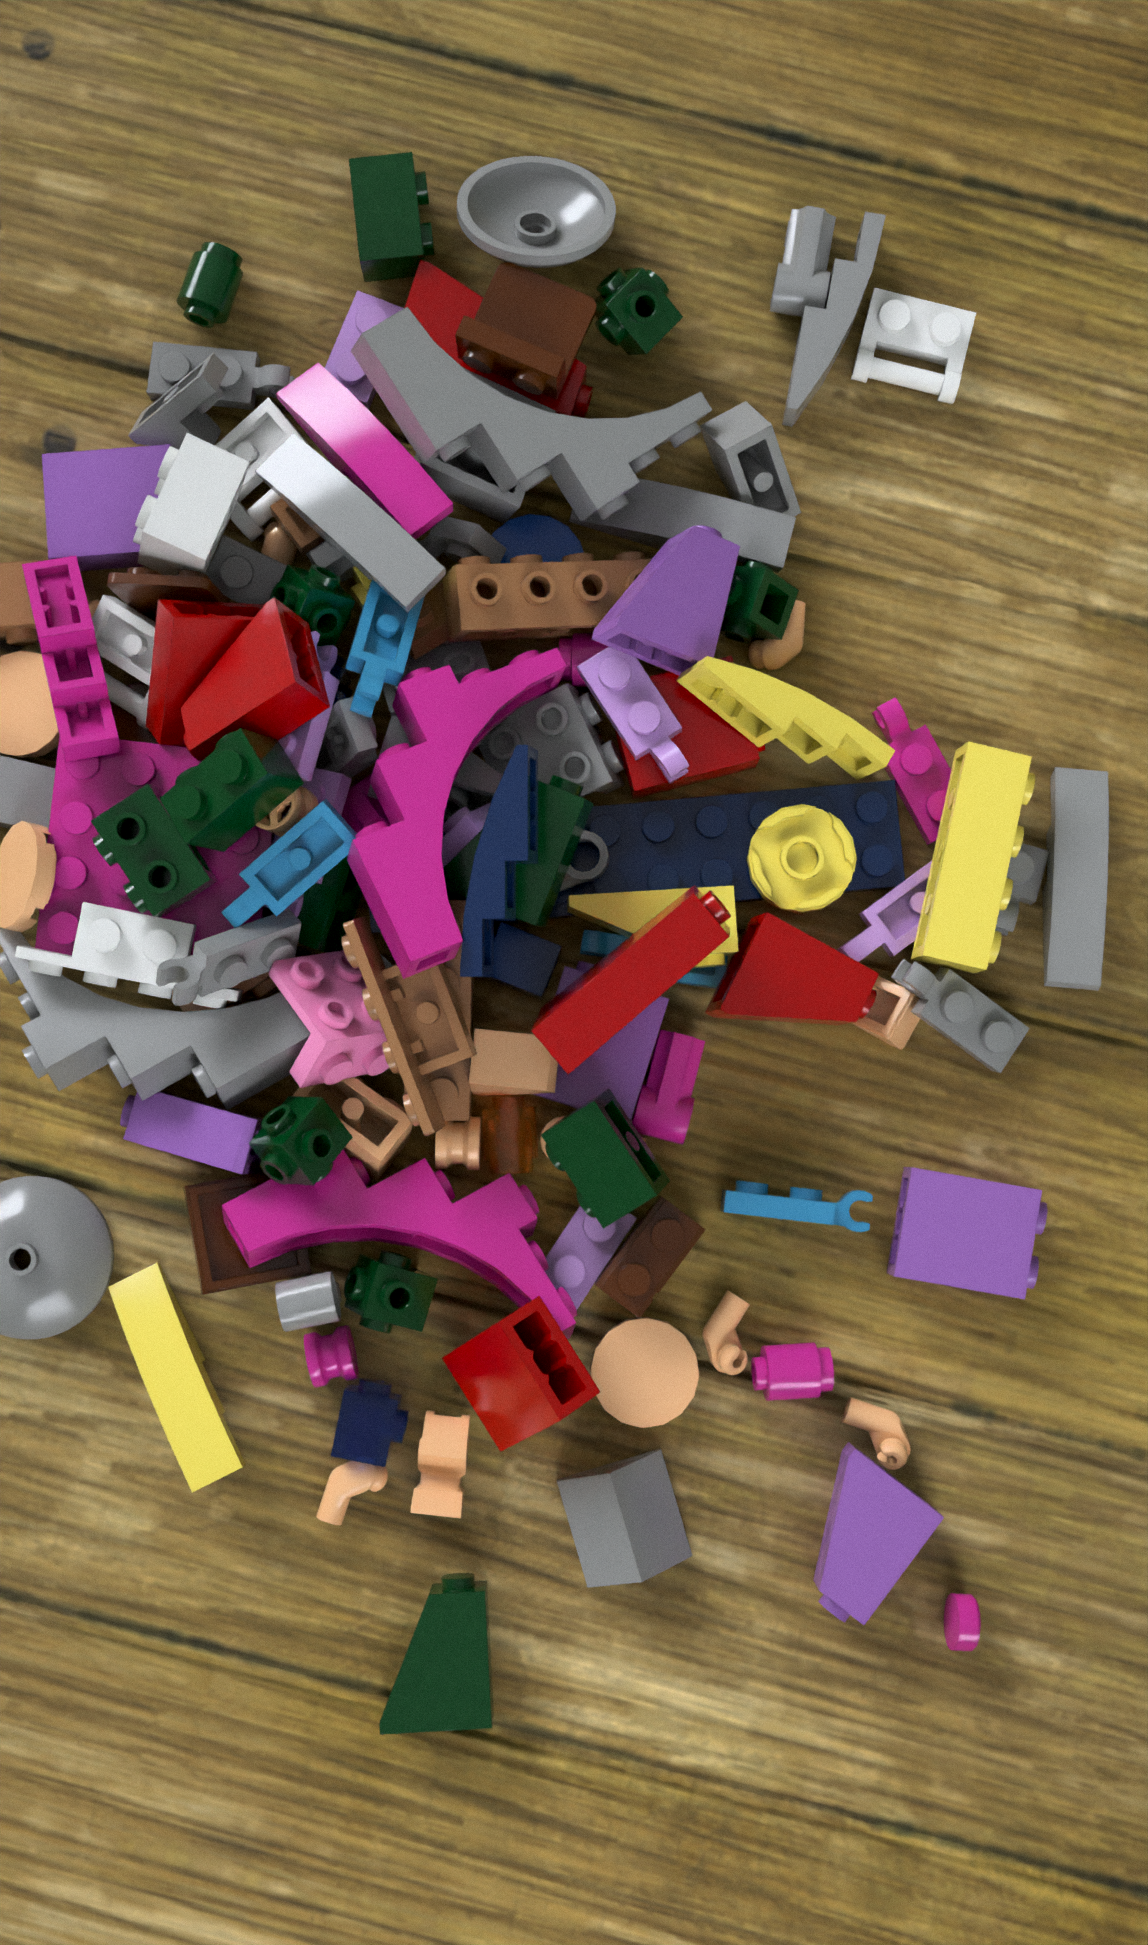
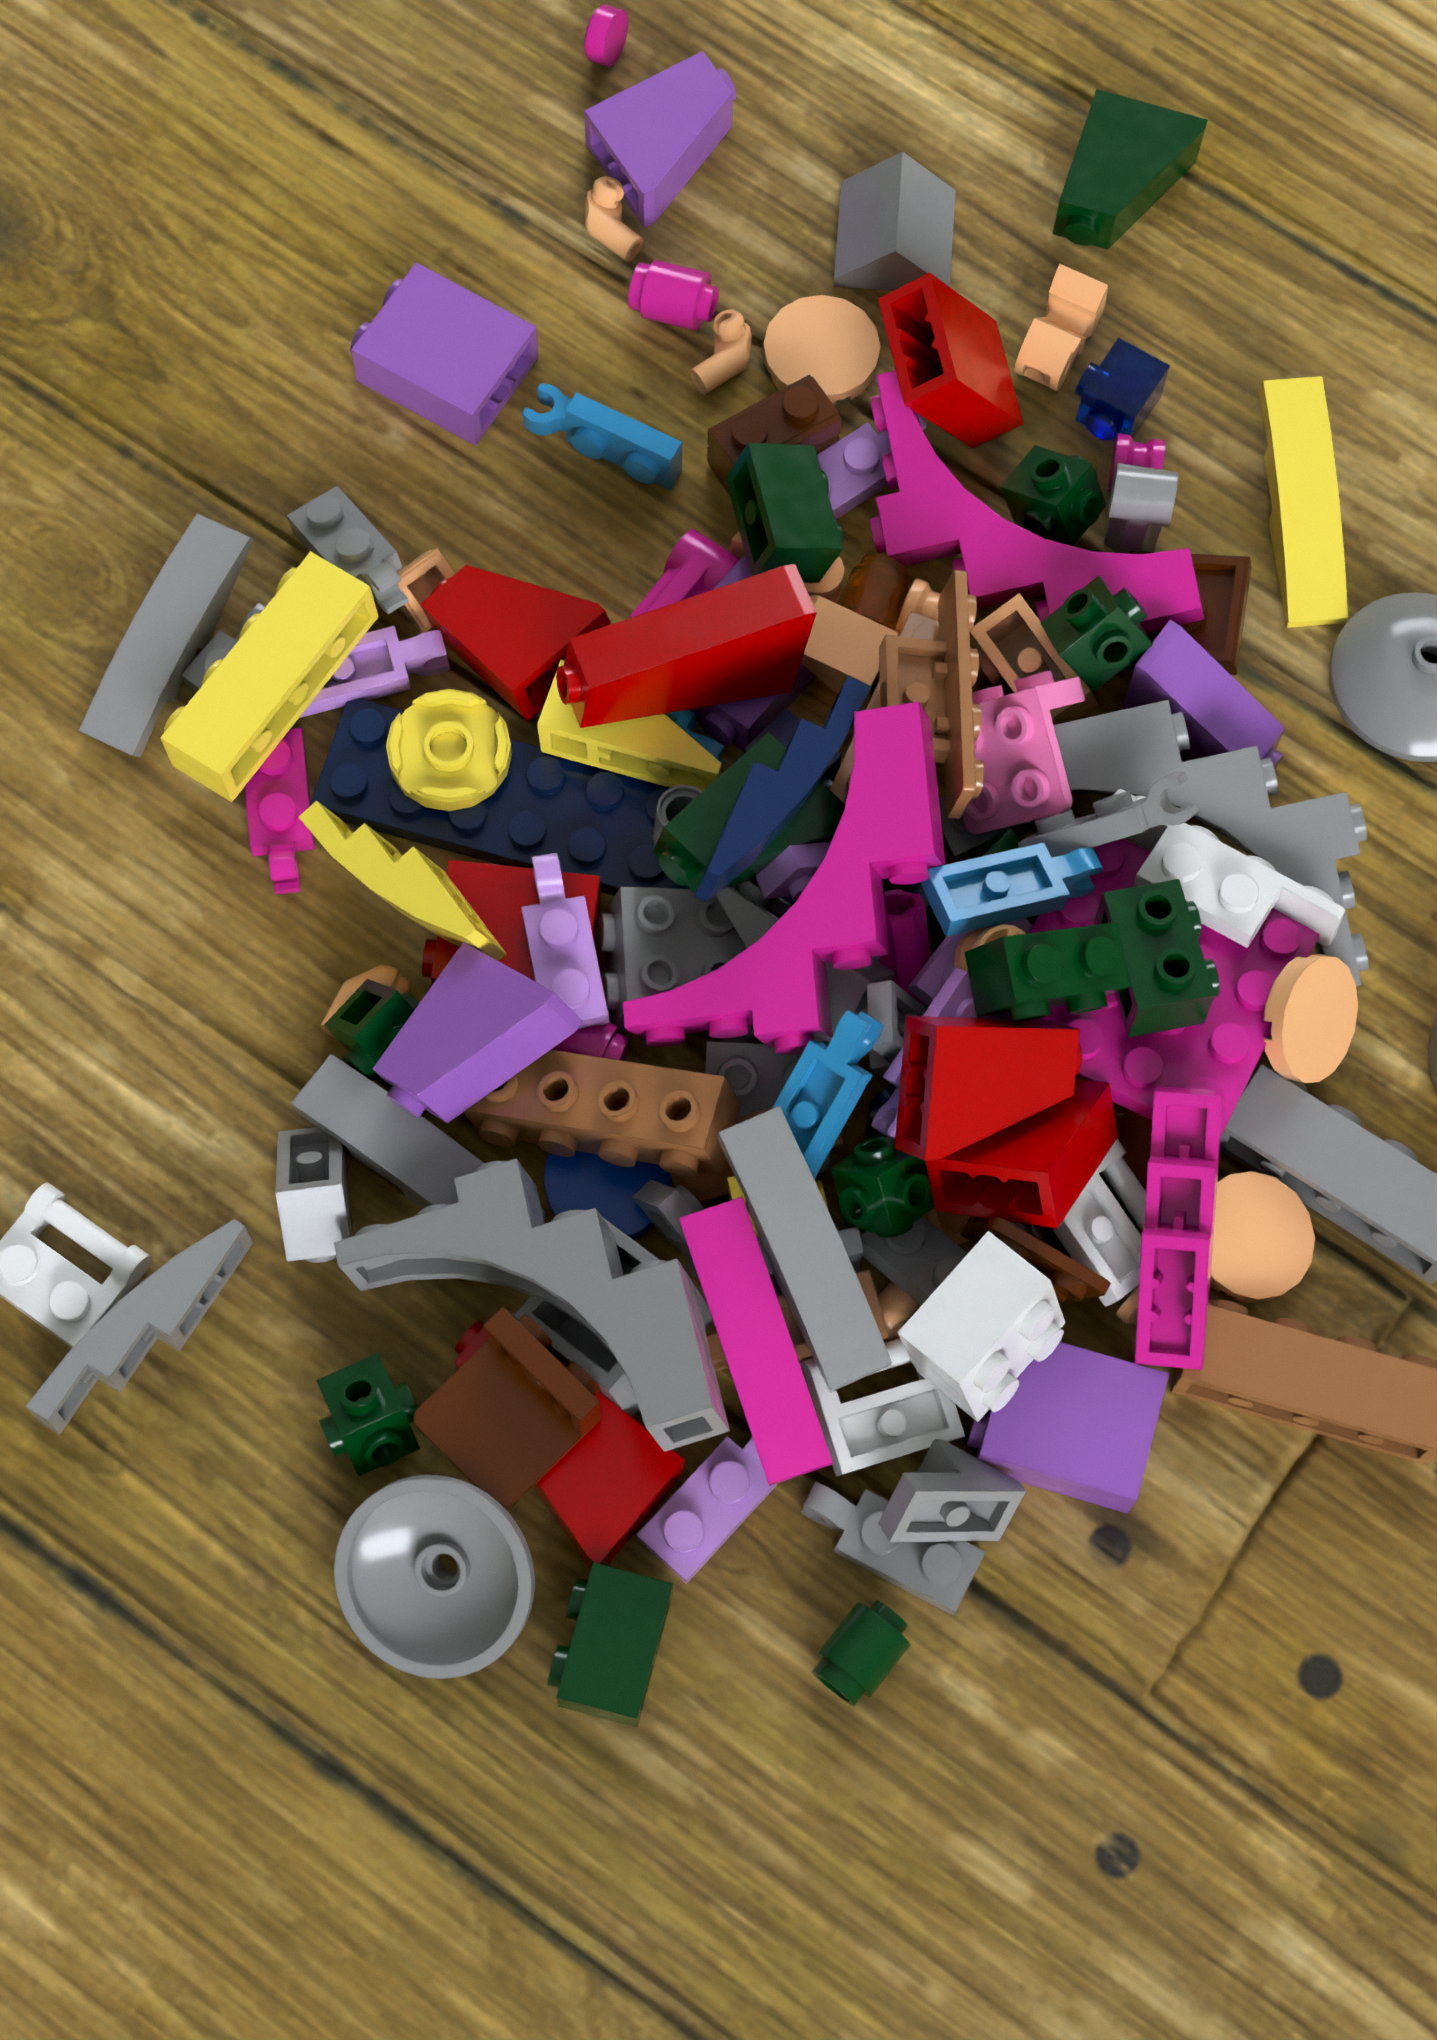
camera: 160 degrees left, 15 degrees down
(345, 1482) = (1173, 349): light nougat arm -> none
(803, 272) = (154, 1387): light grey piece -> none

